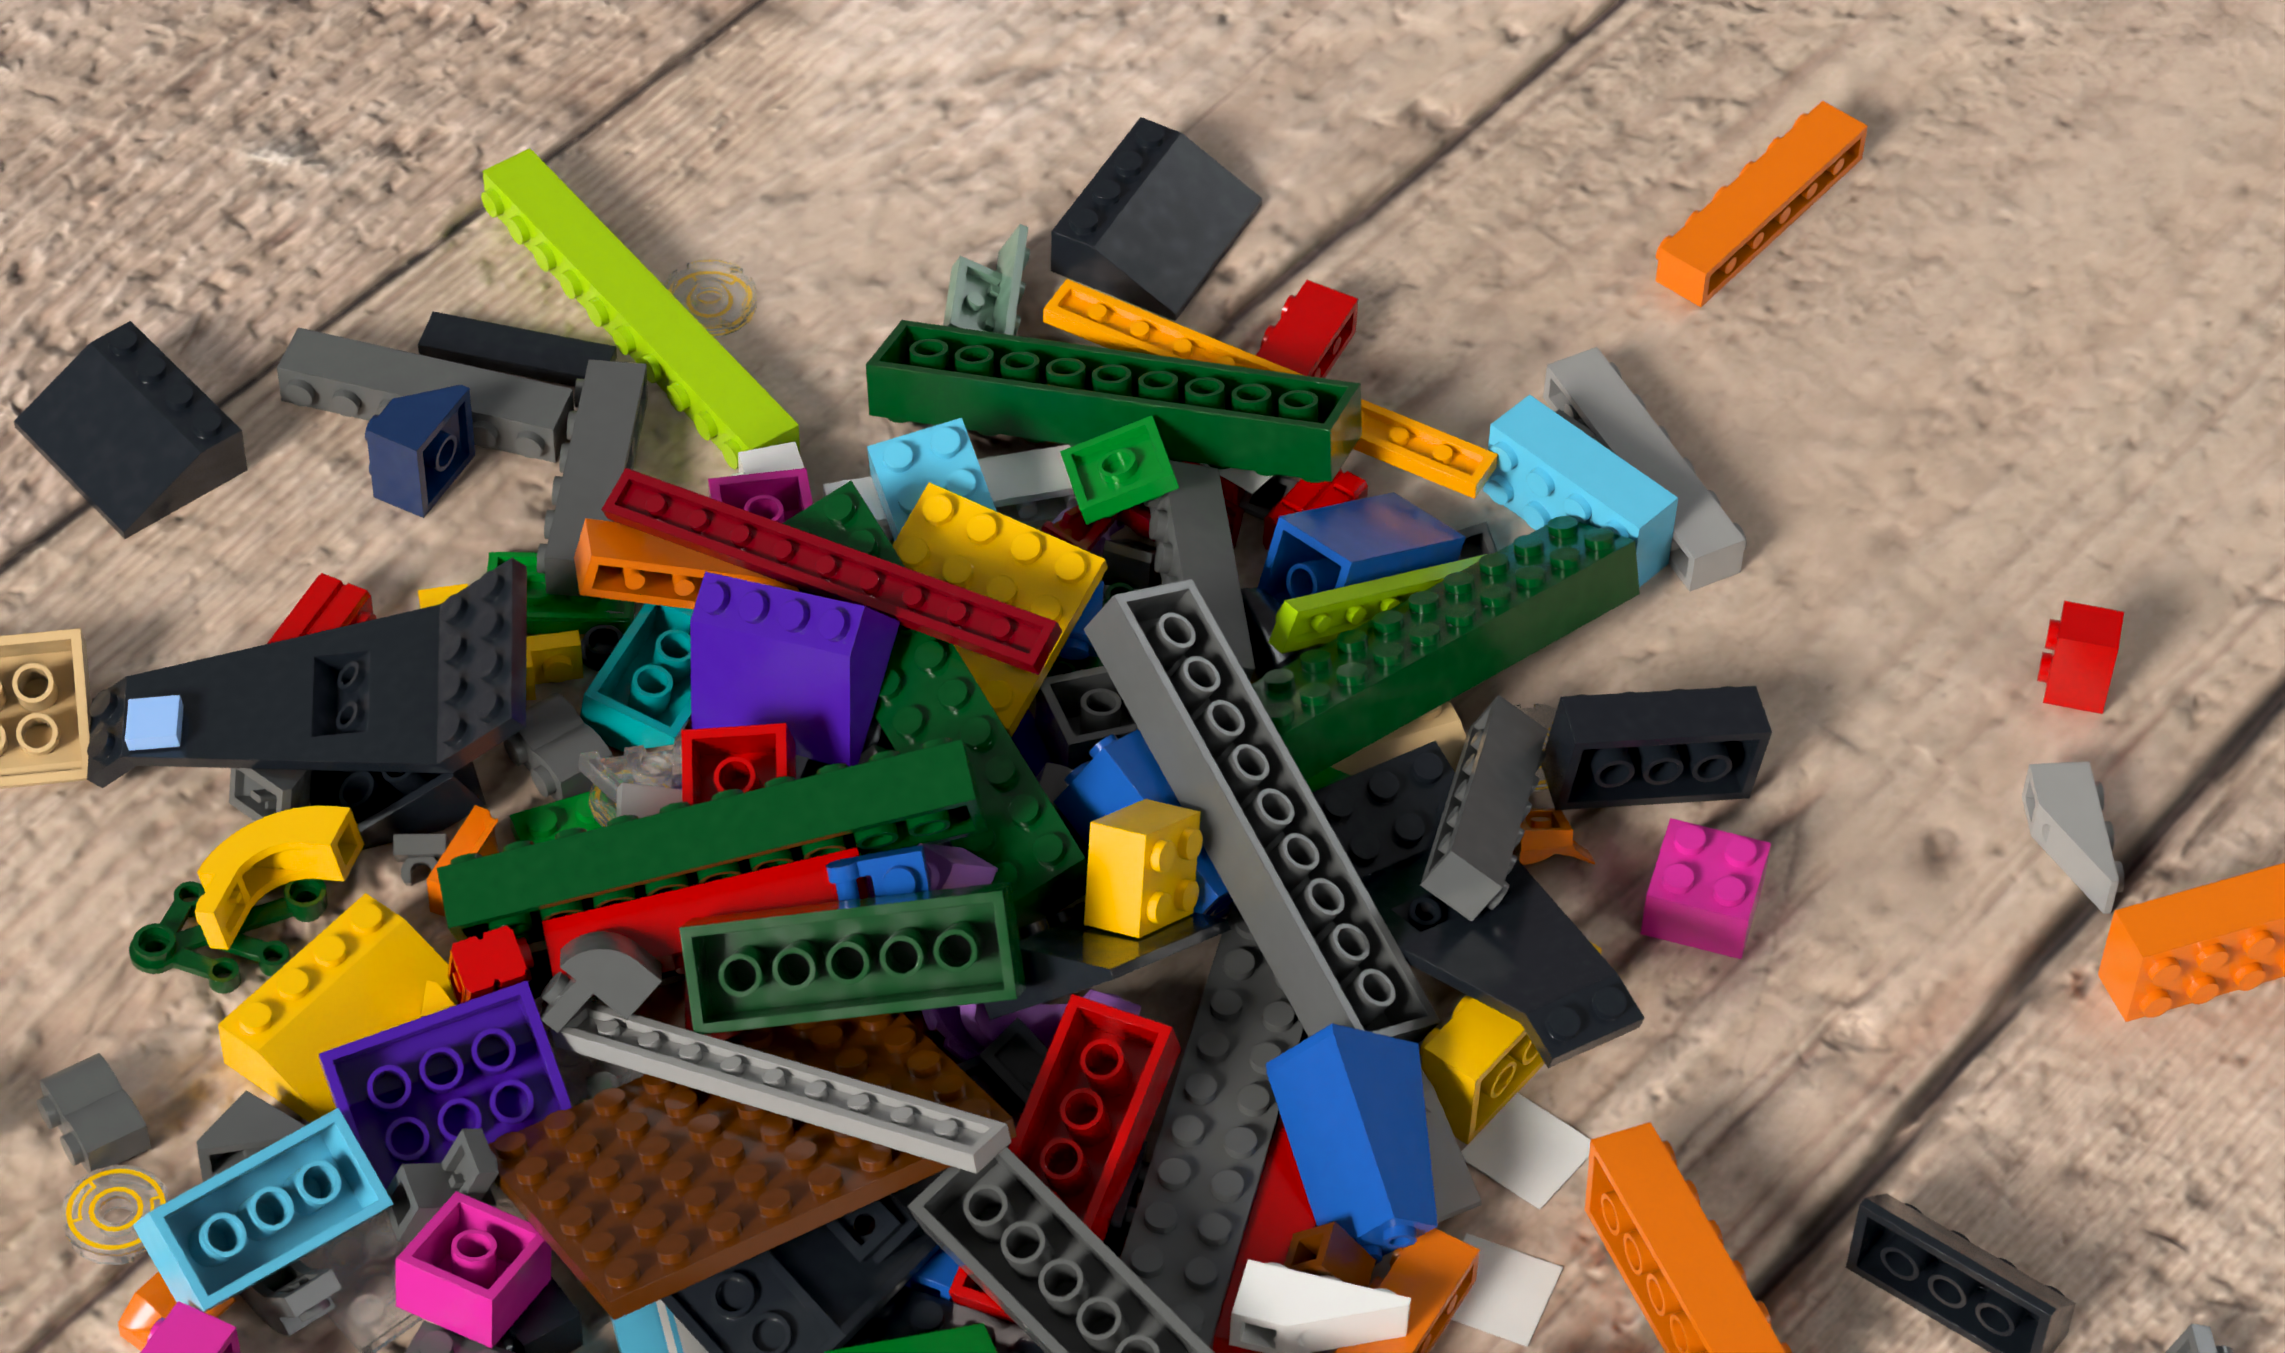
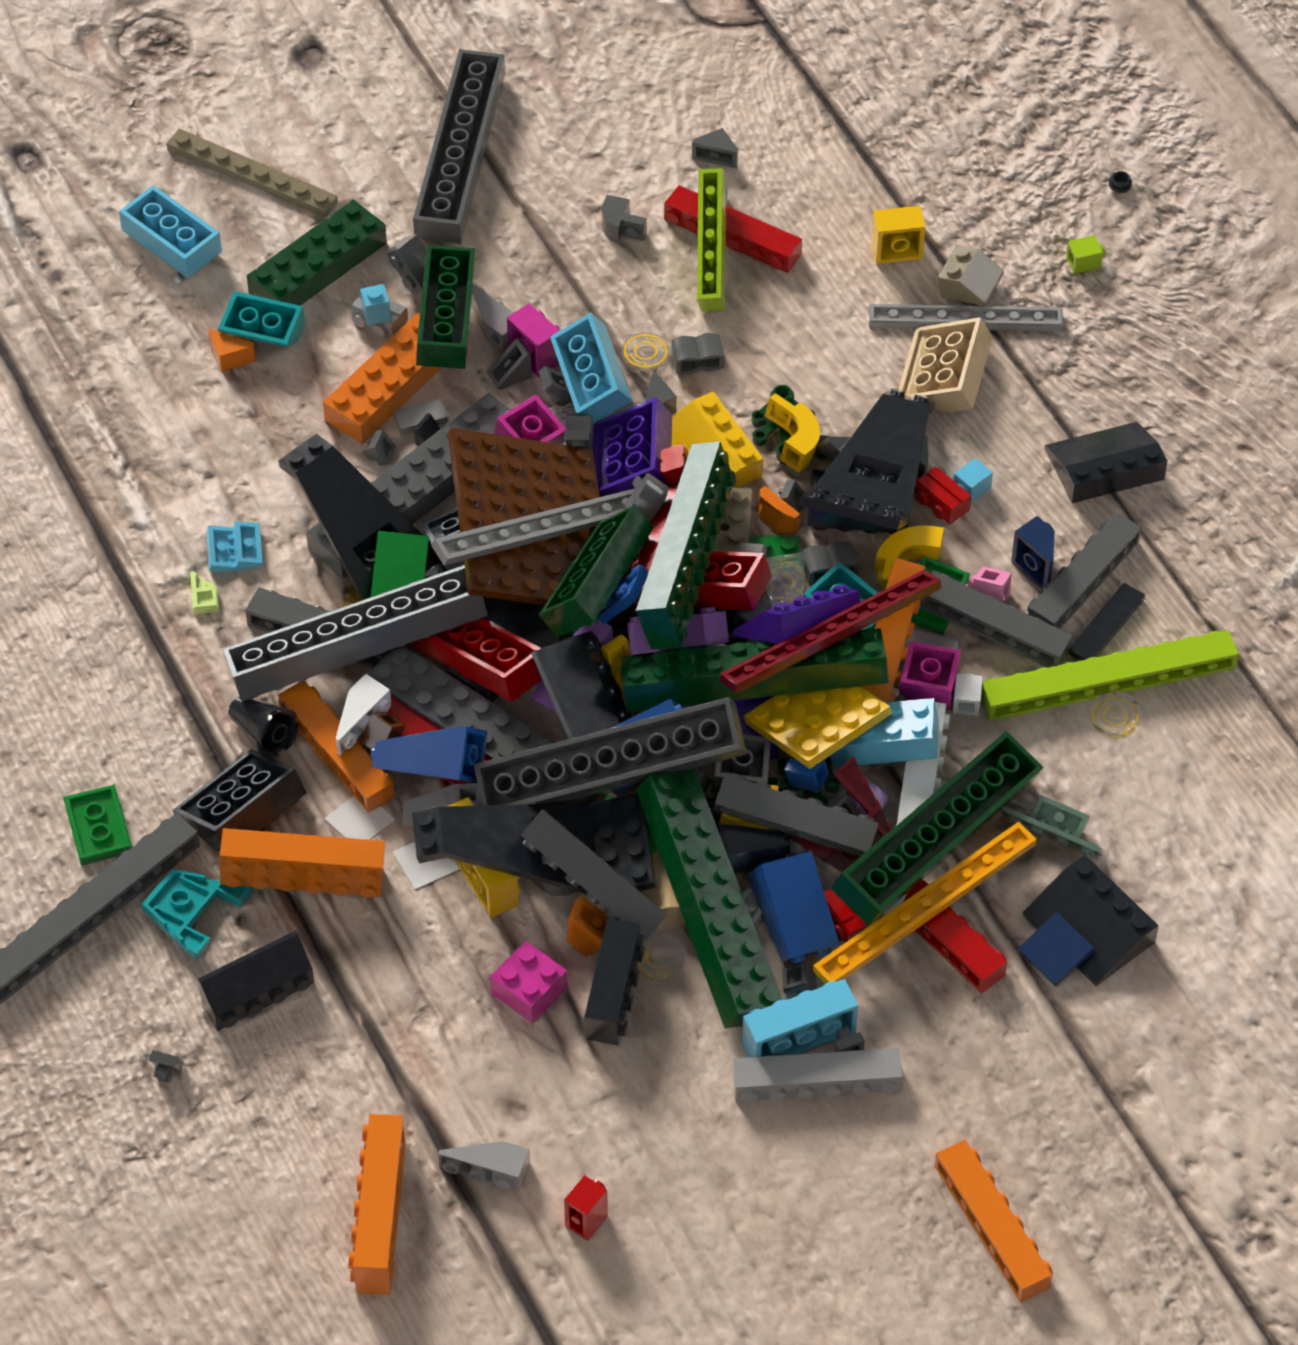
camera: 115 degrees right, 5 degrees up
(154, 722) = (891, 403): light blue tile -> none
(262, 596) = (974, 478): none -> medium azure brick
(510, 516) = (993, 583): none -> bright pink brick
(1119, 470) = (875, 798): green plate -> none
(1142, 868) = (603, 701): yellow brick -> none
(1234, 247) = (1056, 949): none -> dark blue tile
(1326, 614) = (748, 883): lime plate -> none

